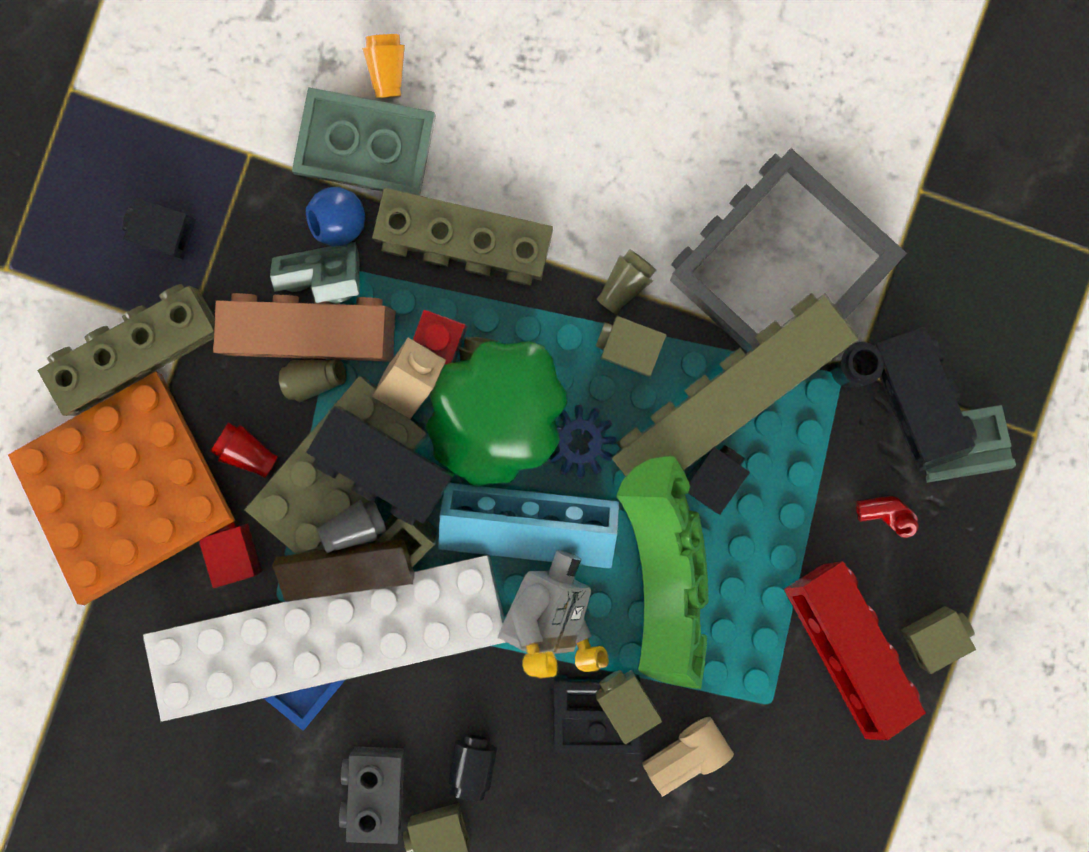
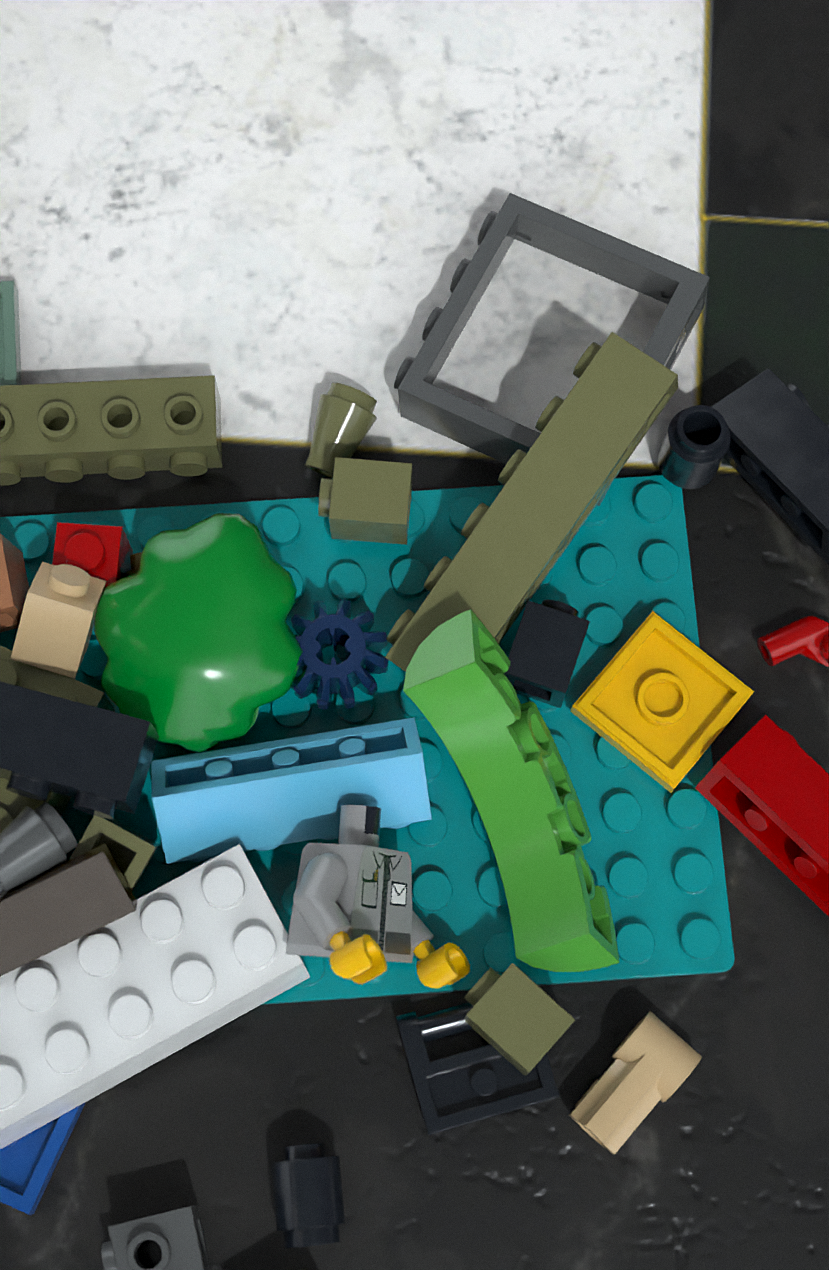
camera: 15 degrees left, 15 degrees down
(780, 528) = (661, 701): none -> yellow tile

